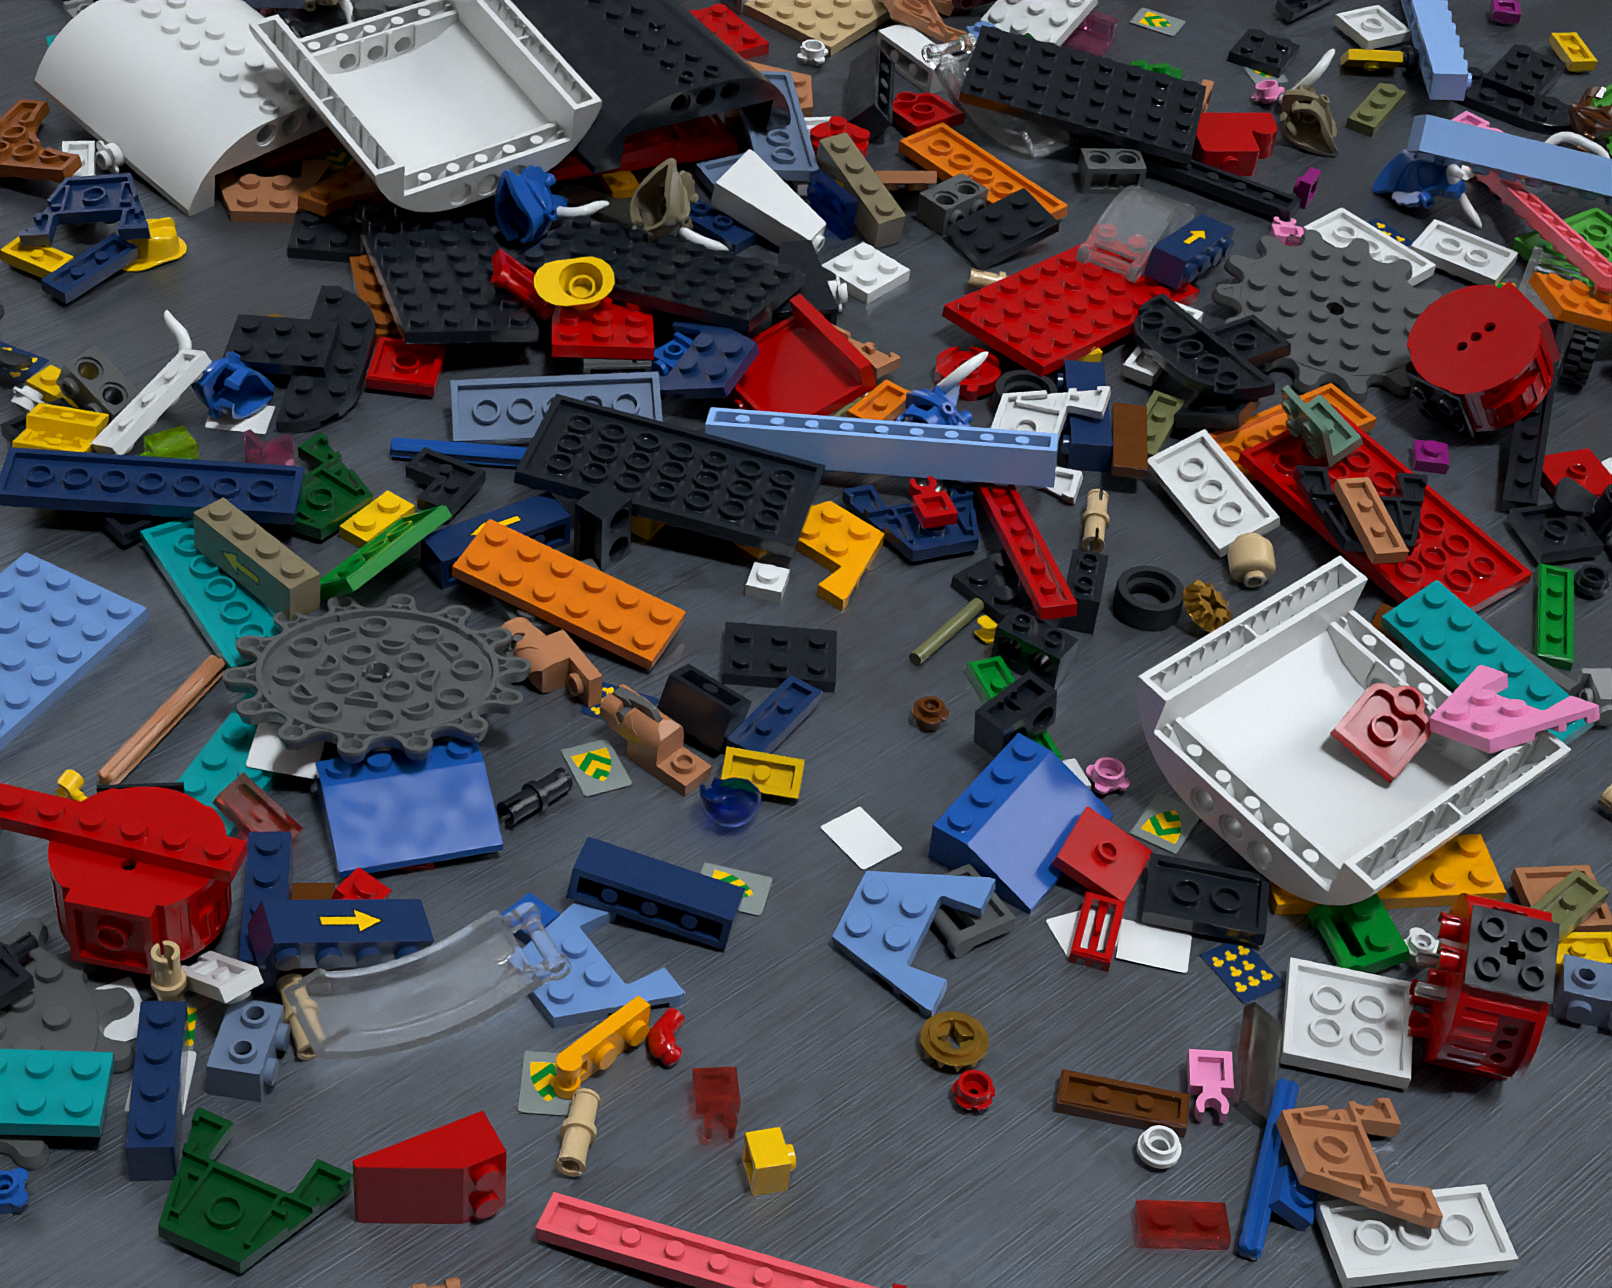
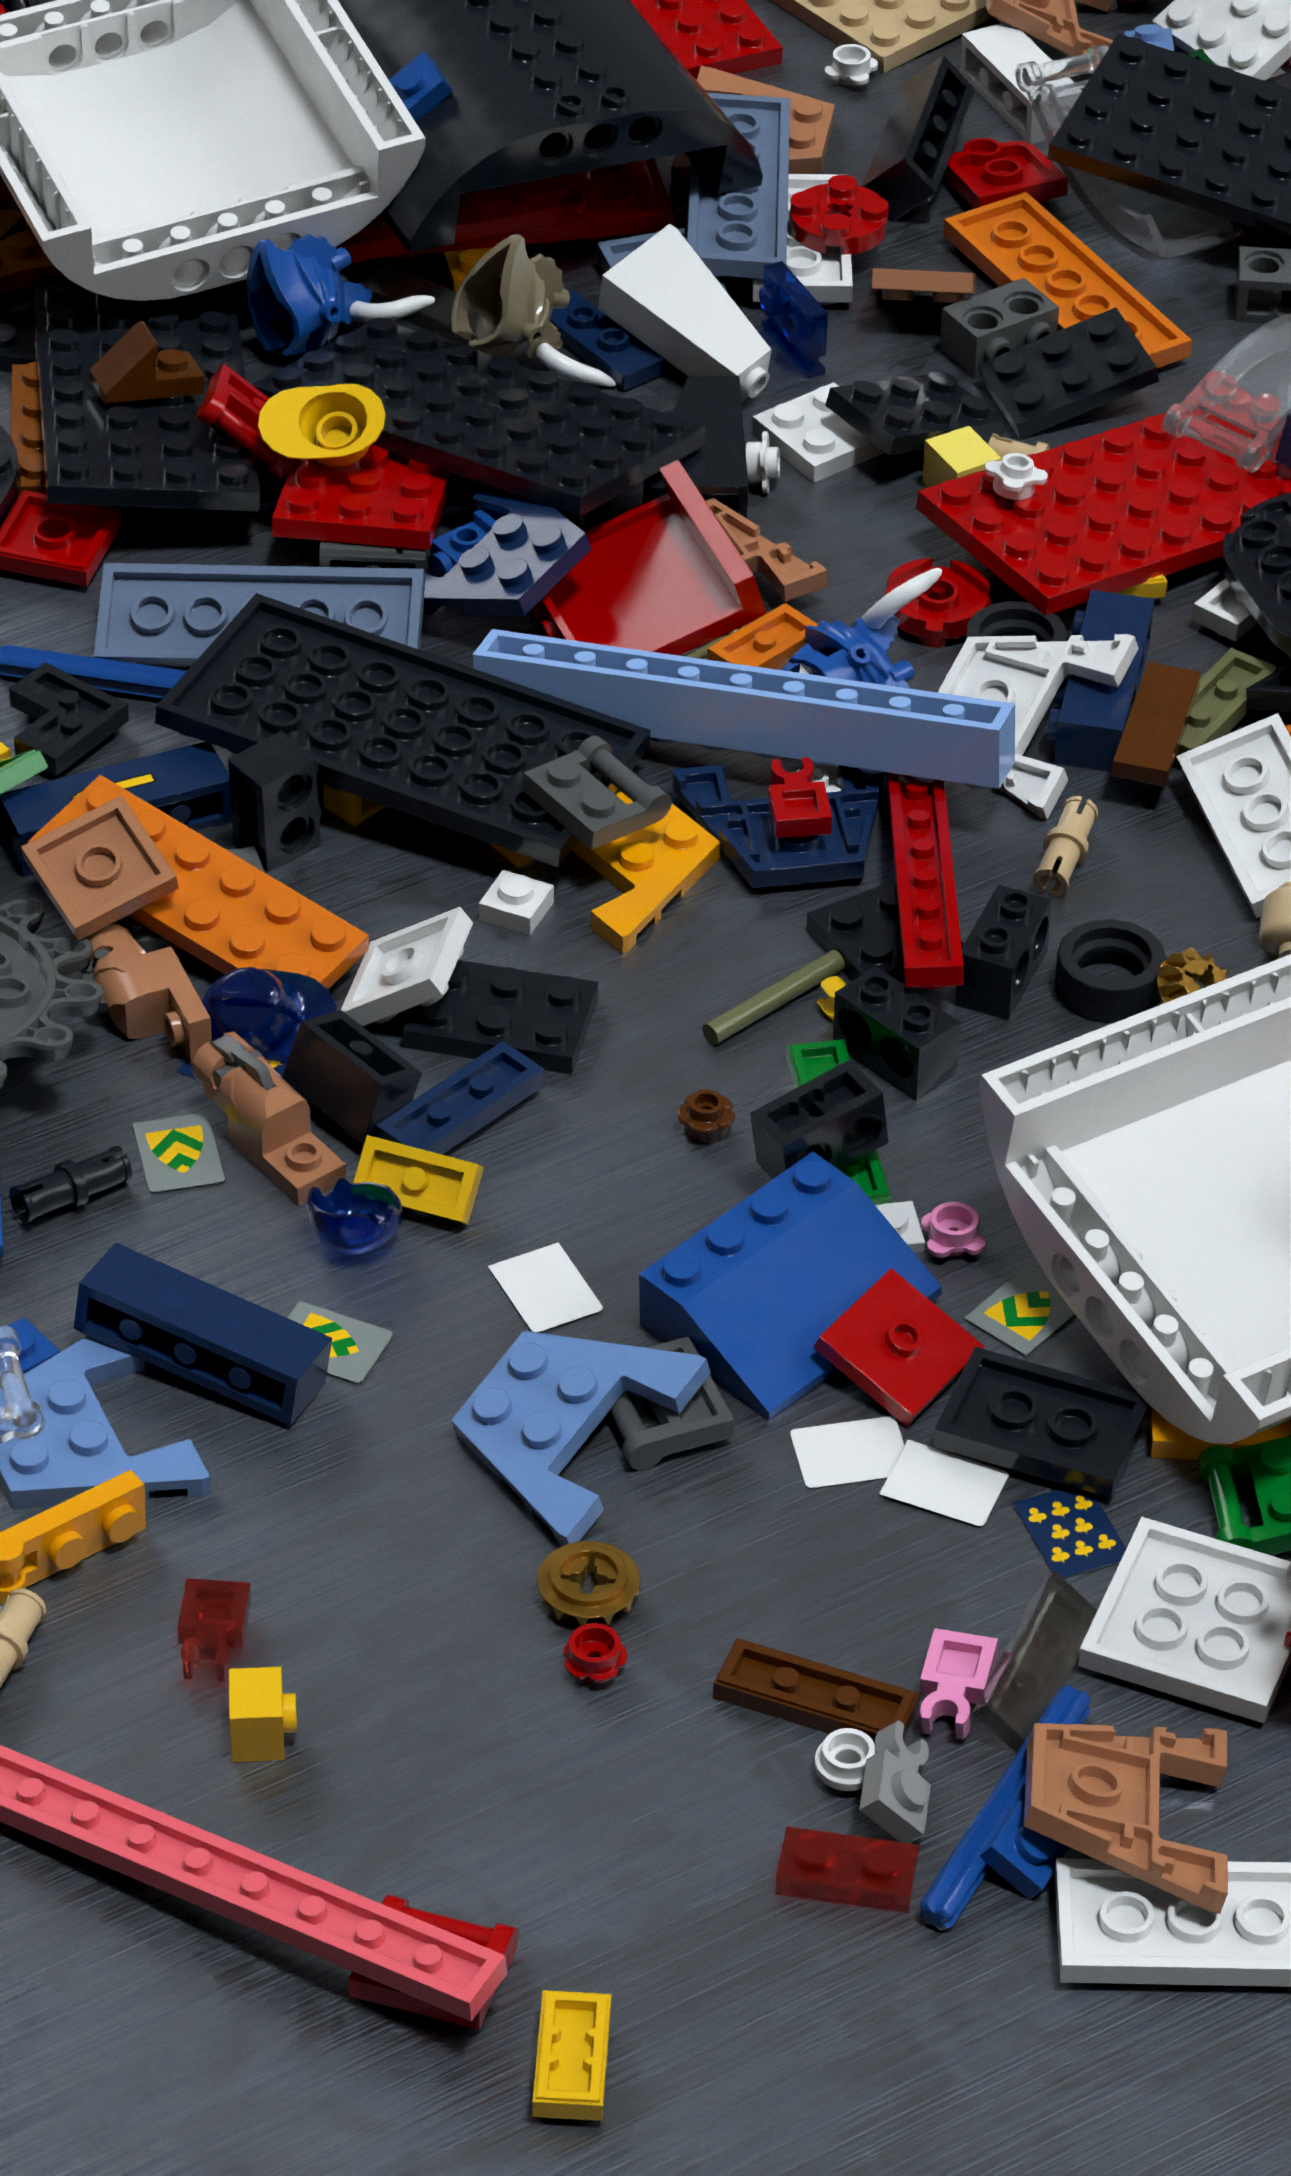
camera: 15 degrees right, 0 degrees up
(445, 255) = (138, 372): none -> reddish brown slope
(508, 581) = (99, 867): none -> nougat plate
(591, 68) = (421, 85): none -> blue plate
(637, 664) = (265, 1007): none -> clear blue piece
(662, 1038) = (160, 1530): red arm -> none
(717, 631) = (407, 968): none -> white plate
(803, 515) = (586, 805): none -> dark grey plate
(876, 210) = (838, 278): dark tan brick -> none
(921, 257) = (911, 409): none -> black plate
(954, 284) = (955, 456): none -> light yellow brick
(1002, 292) = (1015, 476): none -> white plate
(1091, 955) = (843, 1486): red tile -> none
(1199, 1165) = (892, 1787): none -> light grey plate

